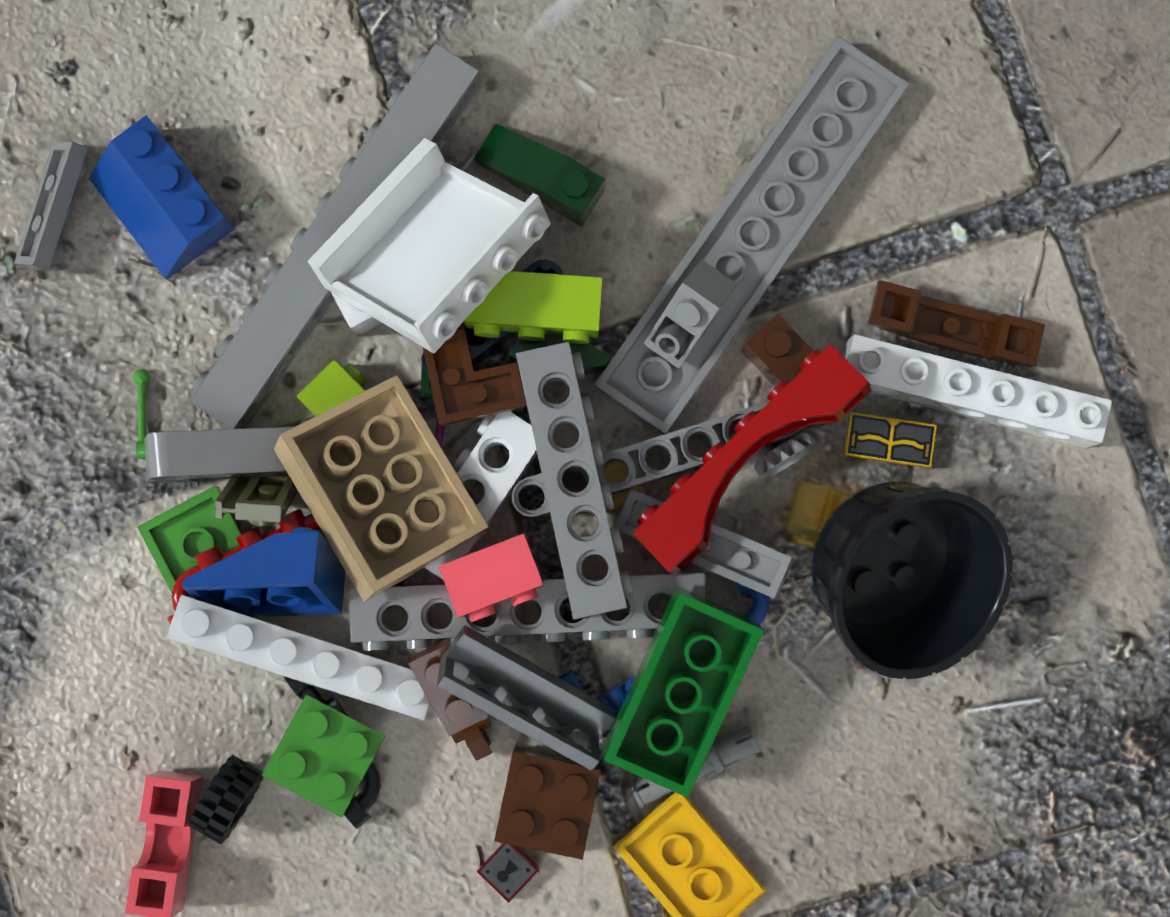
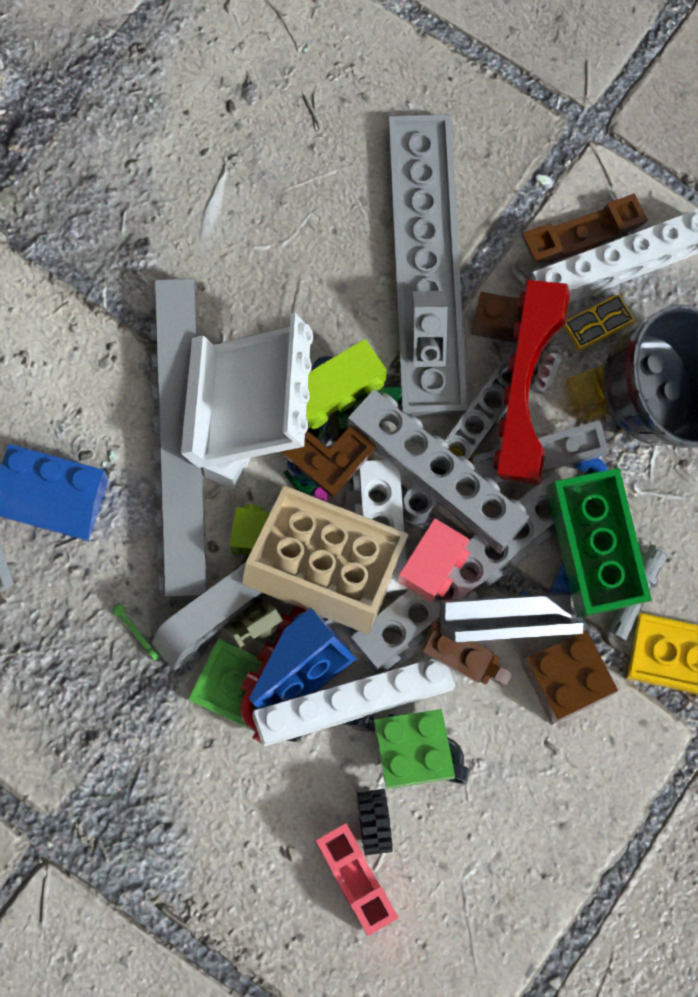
camera: 40 degrees left, 10 degrees down
(508, 870) = (576, 739): tile -> none
(542, 171) = (273, 312): dark green slope -> none

